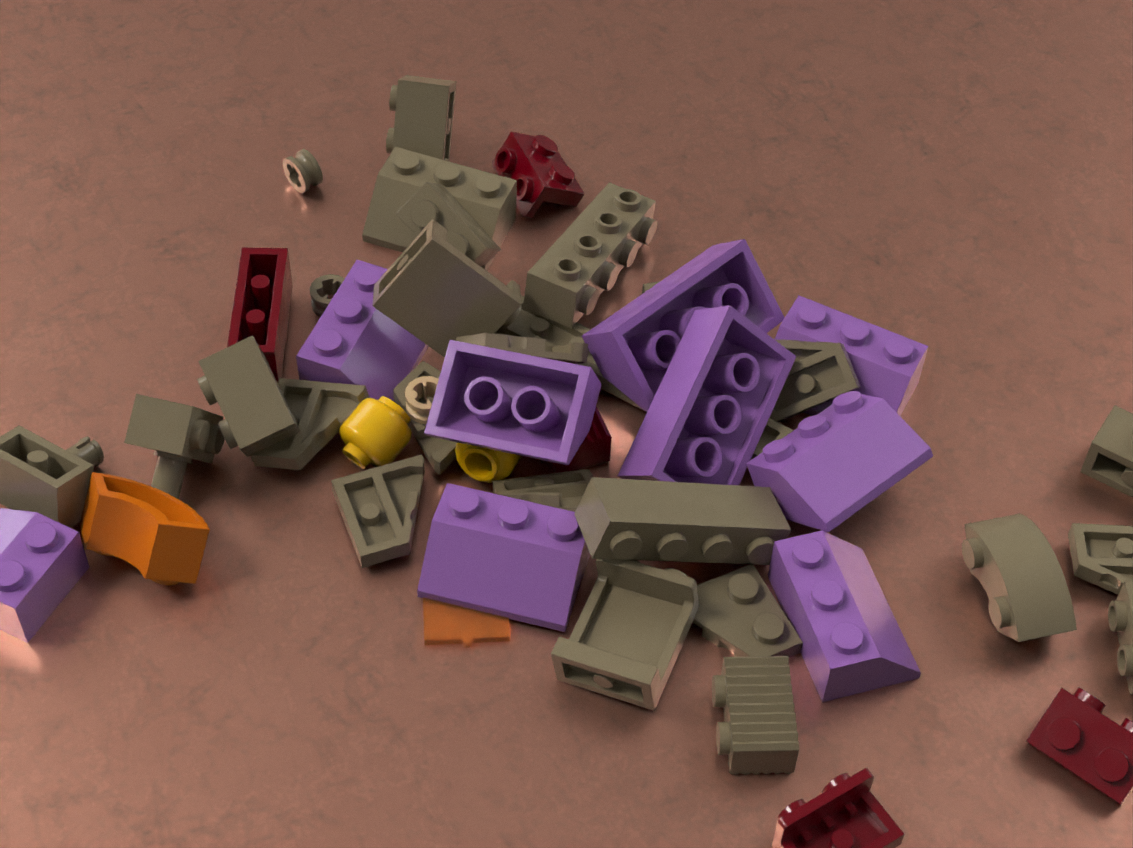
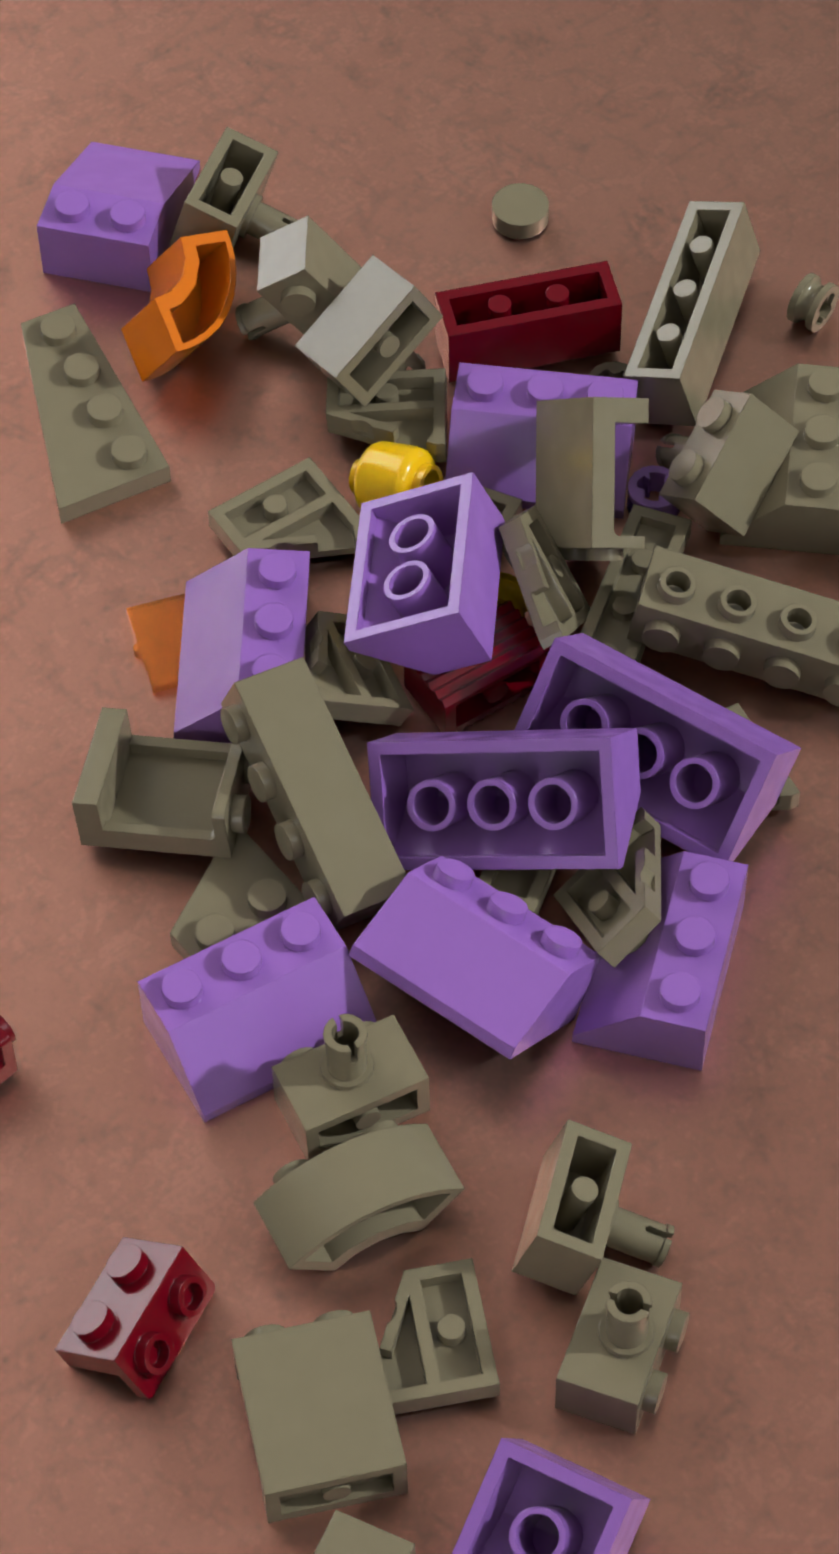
camera: 80 degrees right, 5 degrees up
(129, 312) = (520, 211): none -> dark tan tile
(225, 630) = (88, 422): none -> dark tan wing
(290, 221) = (694, 310): none -> dark tan brick
(758, 715) = (89, 939): dark tan brick -> none
(920, 569) = (350, 1083): none -> dark tan brick
(1045, 454) = (579, 1212): none -> dark tan brick

